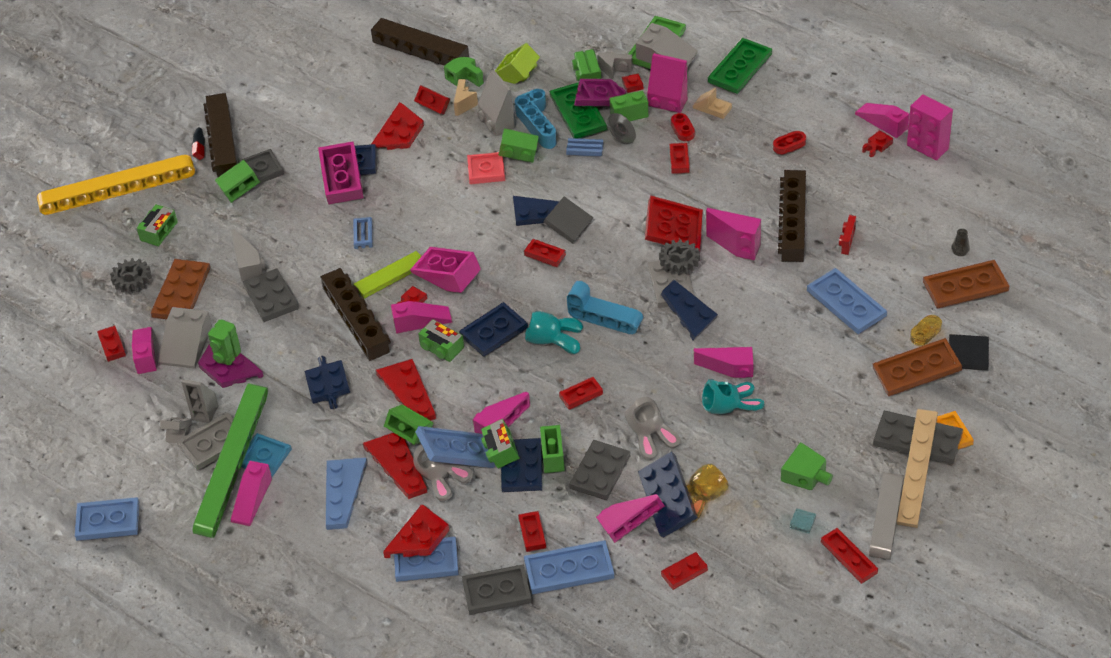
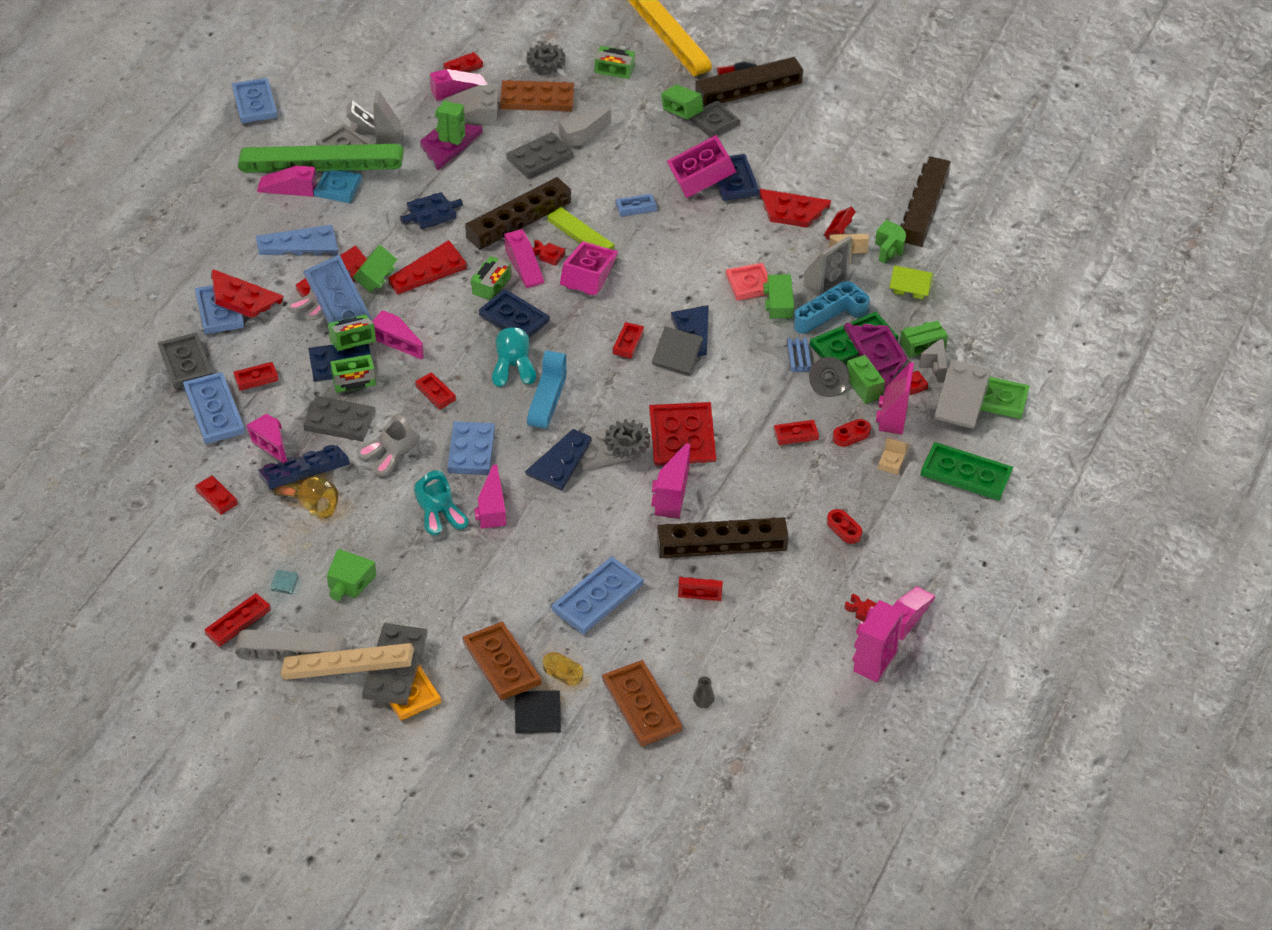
camera: 75 degrees right, 0 degrees up
(656, 374) = (471, 448): none -> medium blue plate

